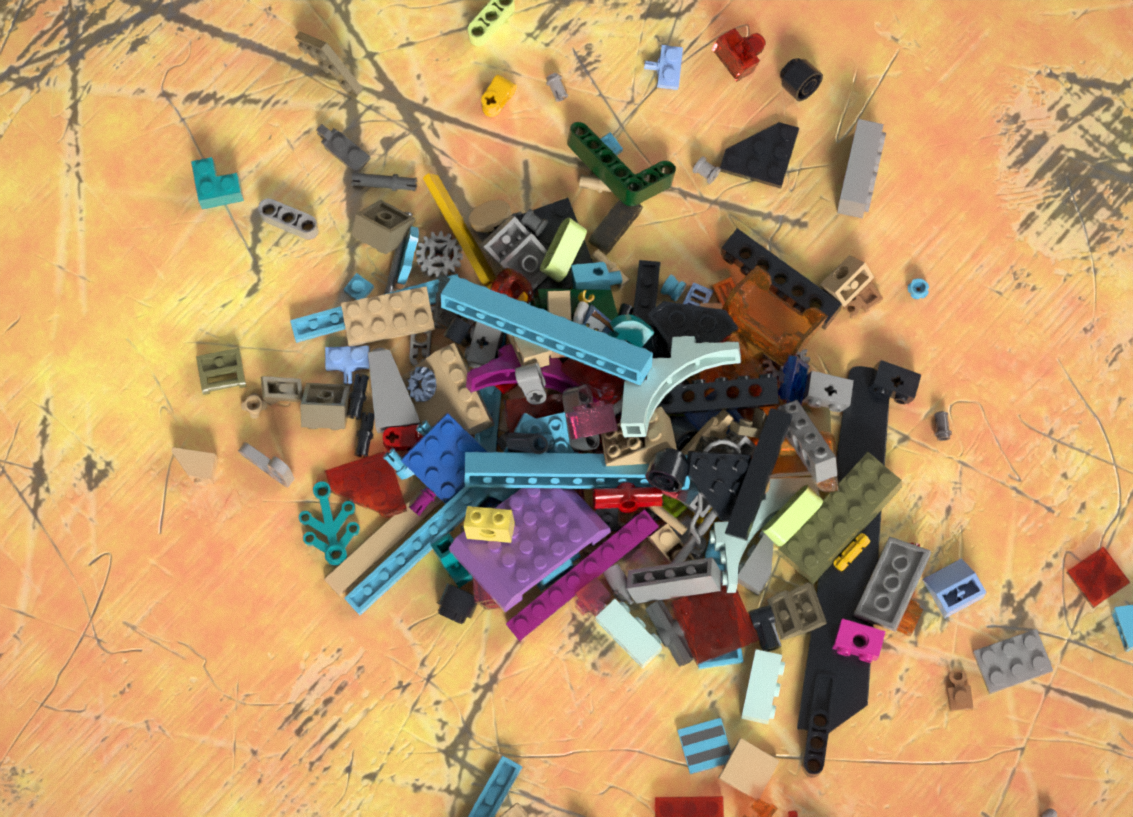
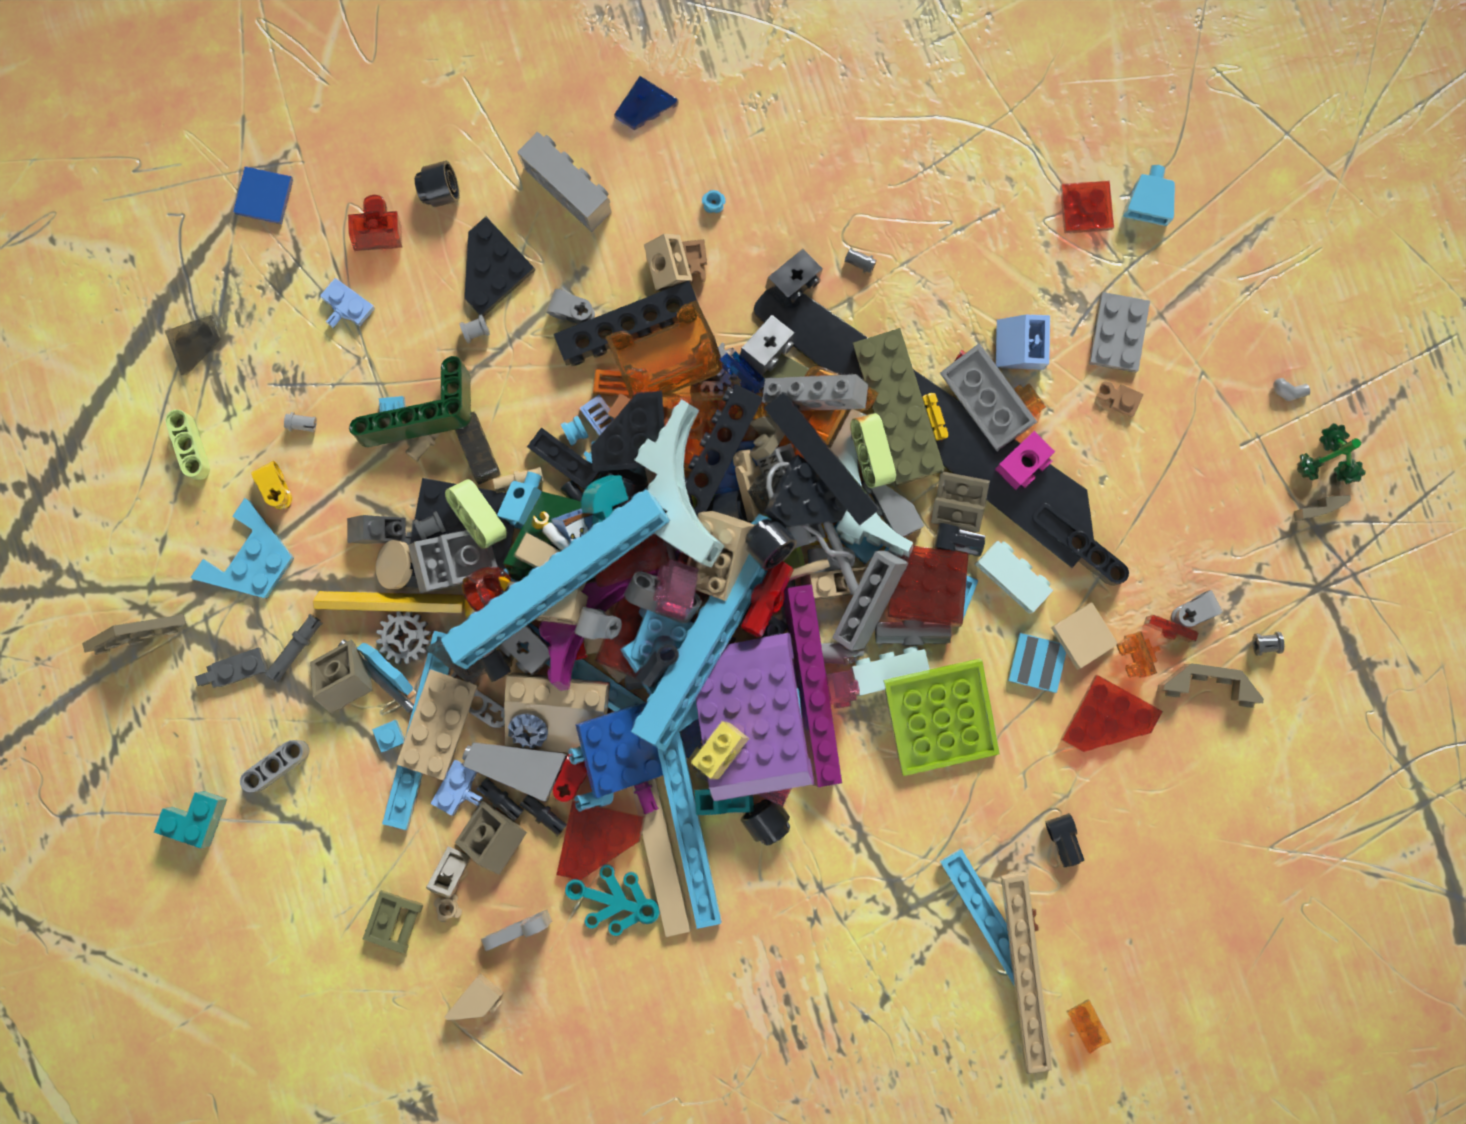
camera: 65 degrees left, 10 degrees up
(432, 119) = (257, 563): none -> medium azure wing
(509, 187) = (375, 529): none -> flat silver slope
(616, 690) = (941, 717): none -> lime plate
(766, 228) = (566, 307): none -> light grey piece
(962, 192) = (644, 103): none -> clear blue wing

